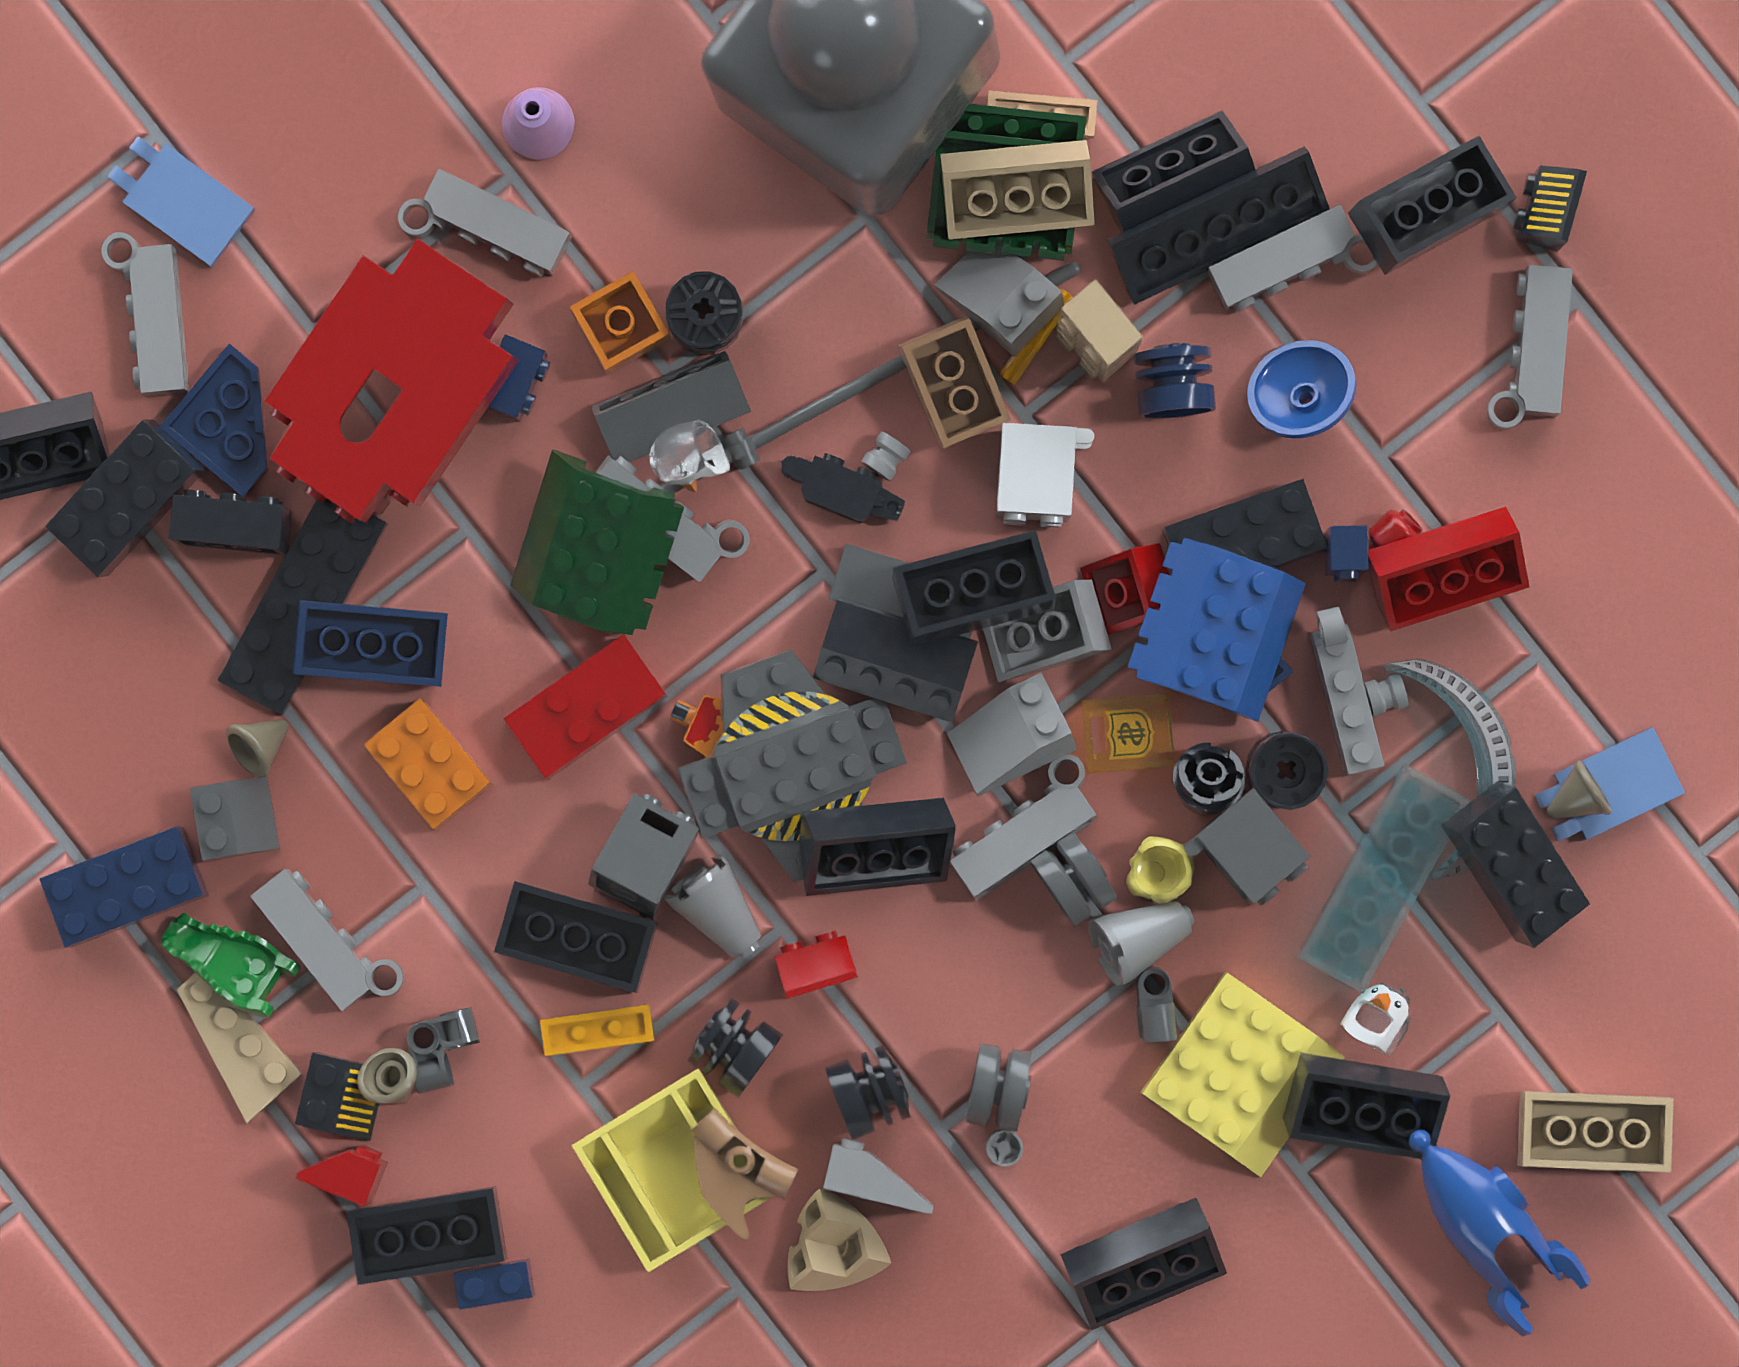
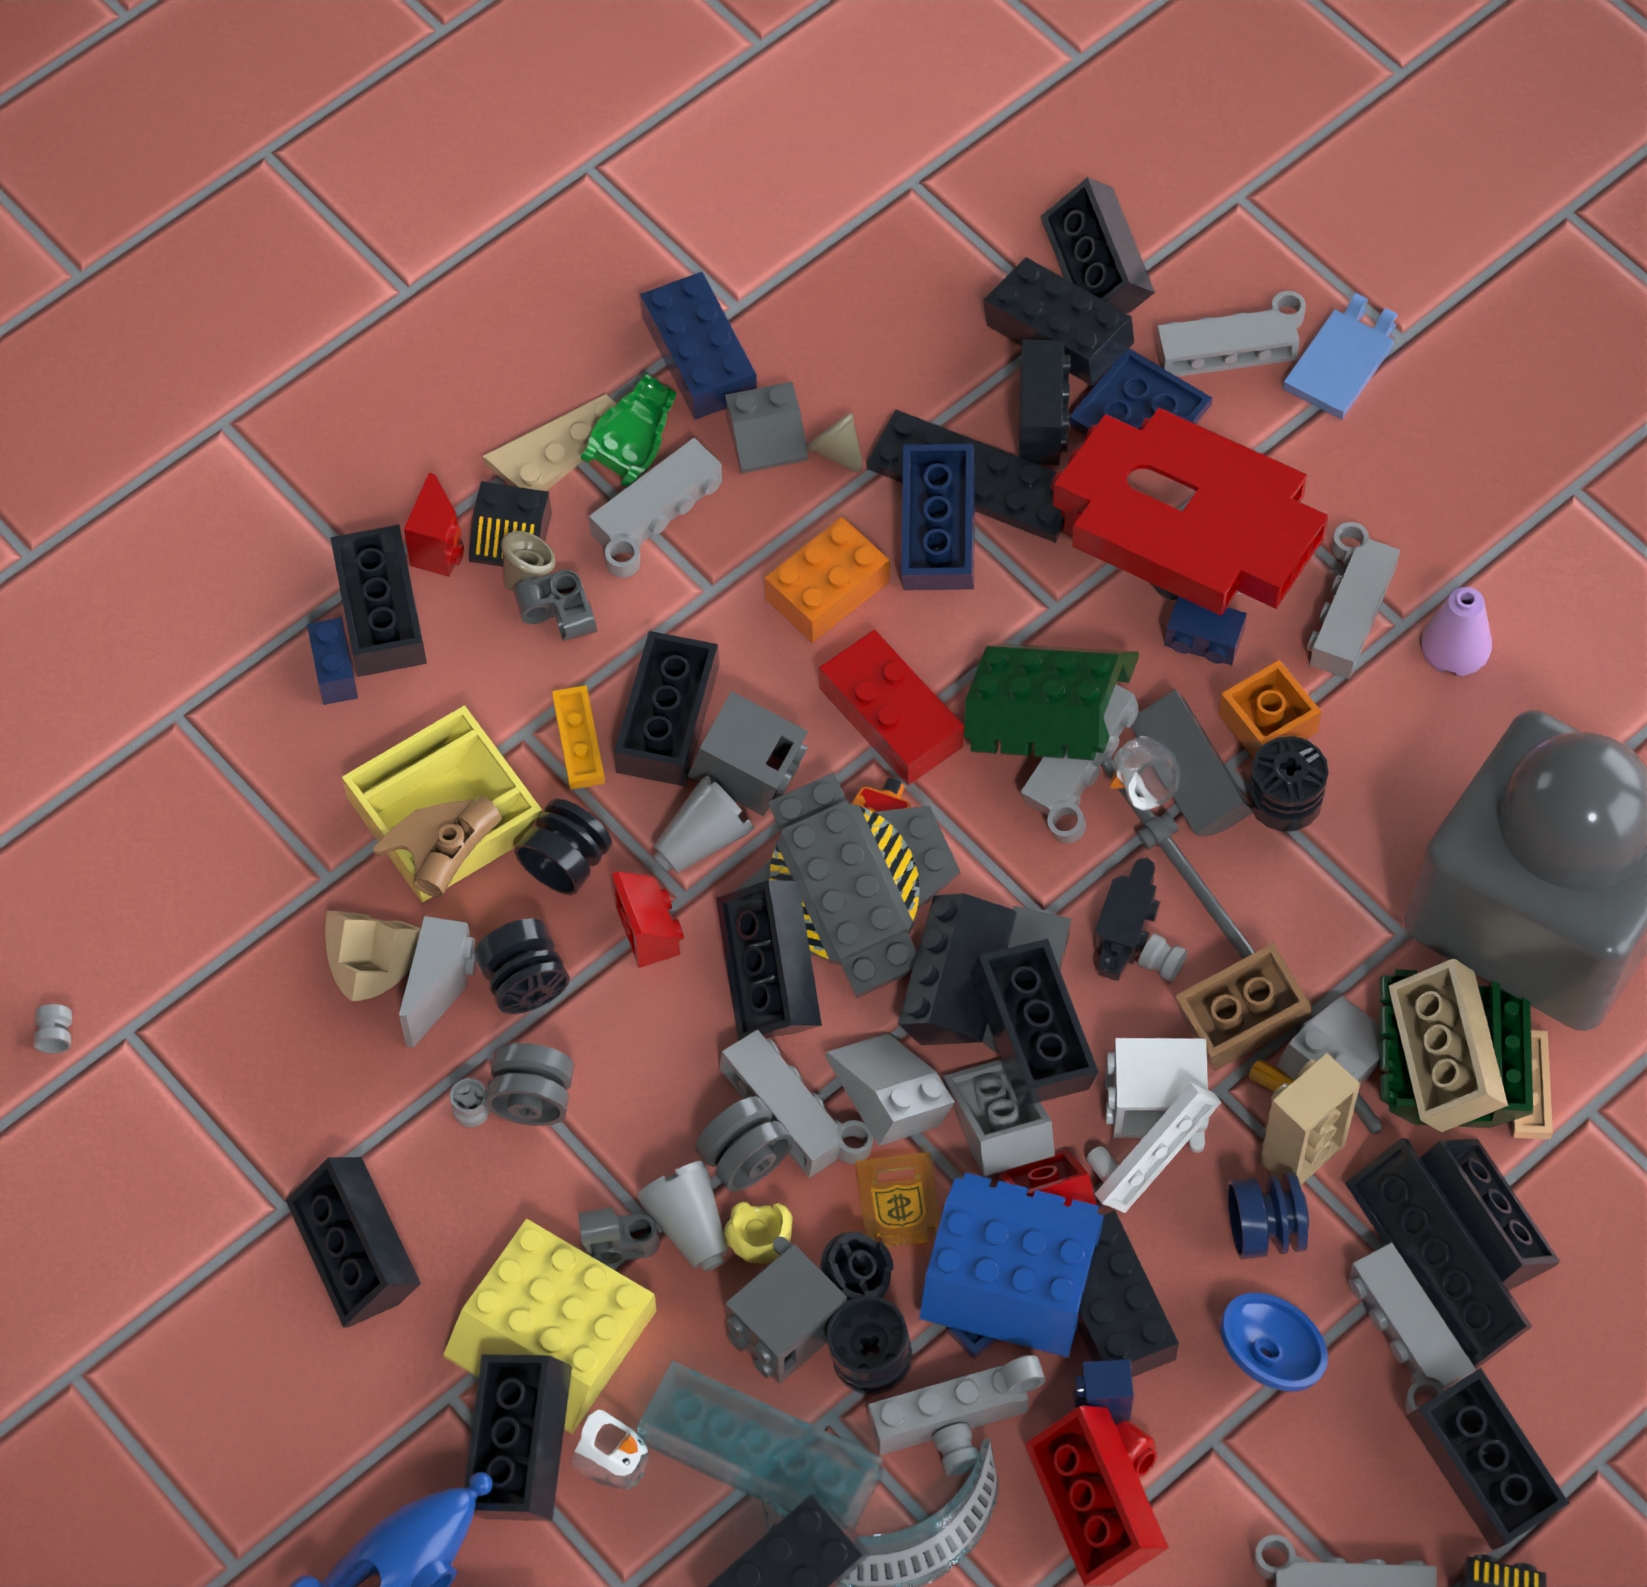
camera: 85 degrees right, 25 degrees down
(1131, 514) = (1152, 1154): none -> white piece

